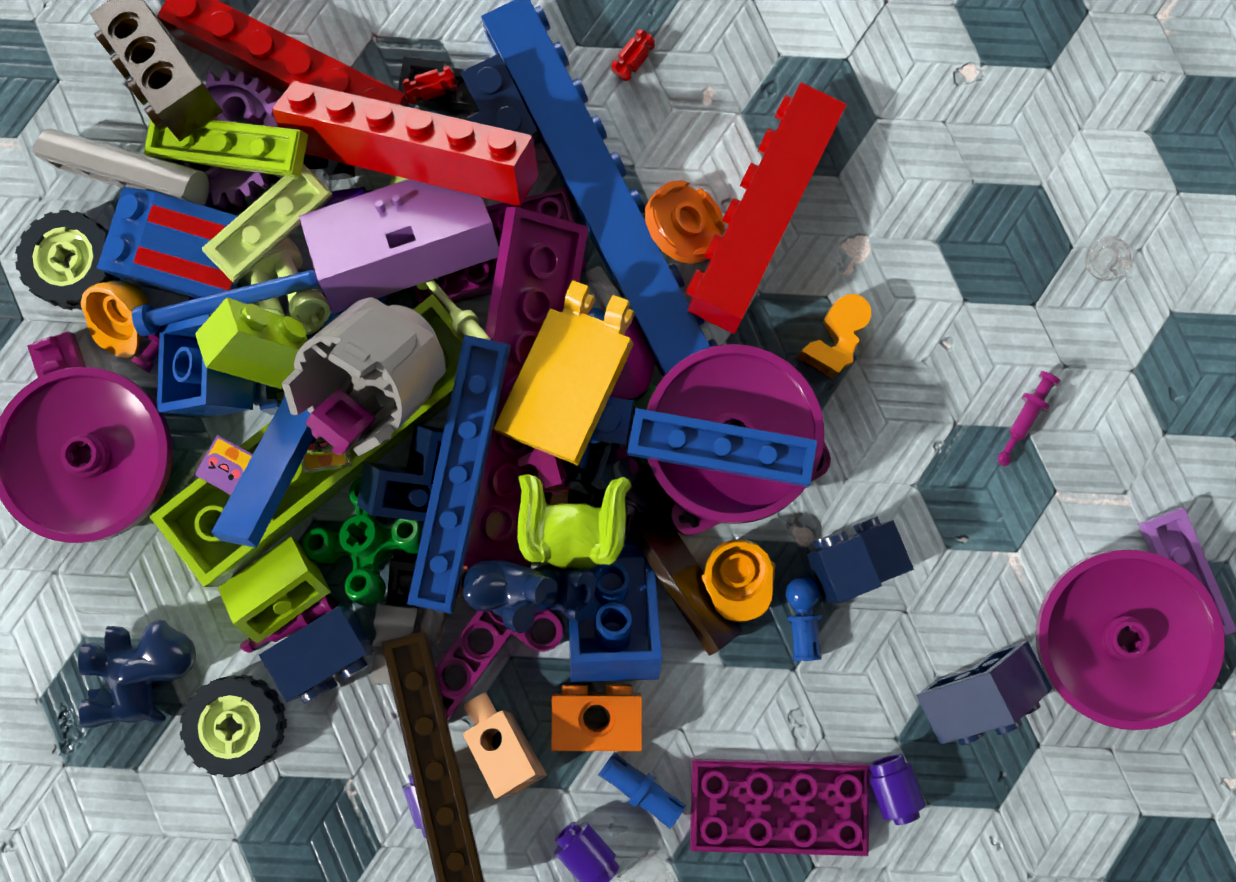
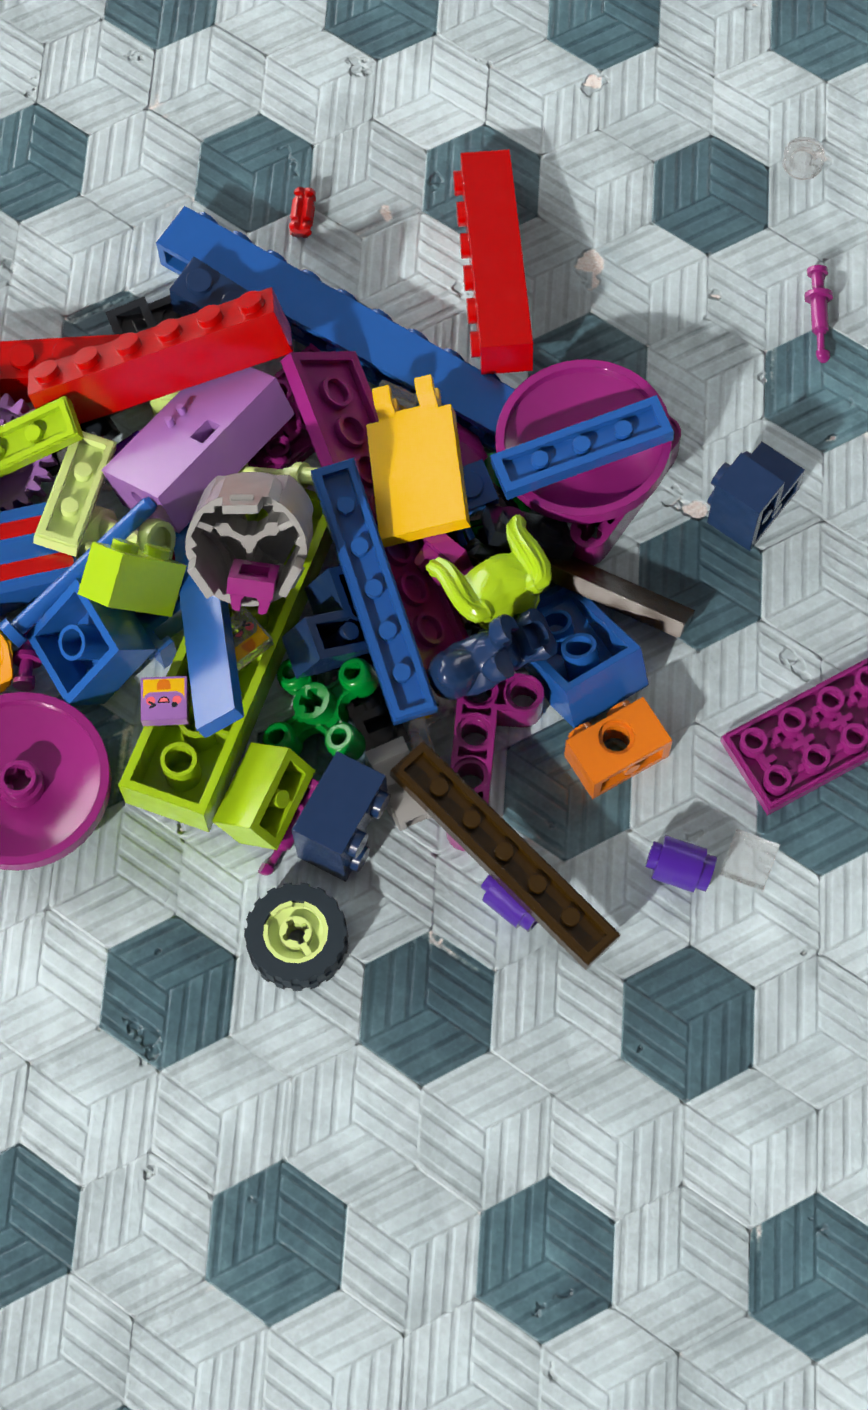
camera: 25 degrees left, 15 degrees down
(129, 672) = (195, 912): dark blue animal -> none
(430, 84) = (147, 315): red piece -> none
(512, 764) = (552, 813): light nougat torso -> none
(642, 790) = (694, 784): blue pin -> none
(683, 221) = (431, 311): orange tile -> none
(740, 580) = (665, 563): light orange hat -> none
(803, 596) = (727, 550): blue pin -> none
(842, 323) = (621, 329): light orange leg -> none

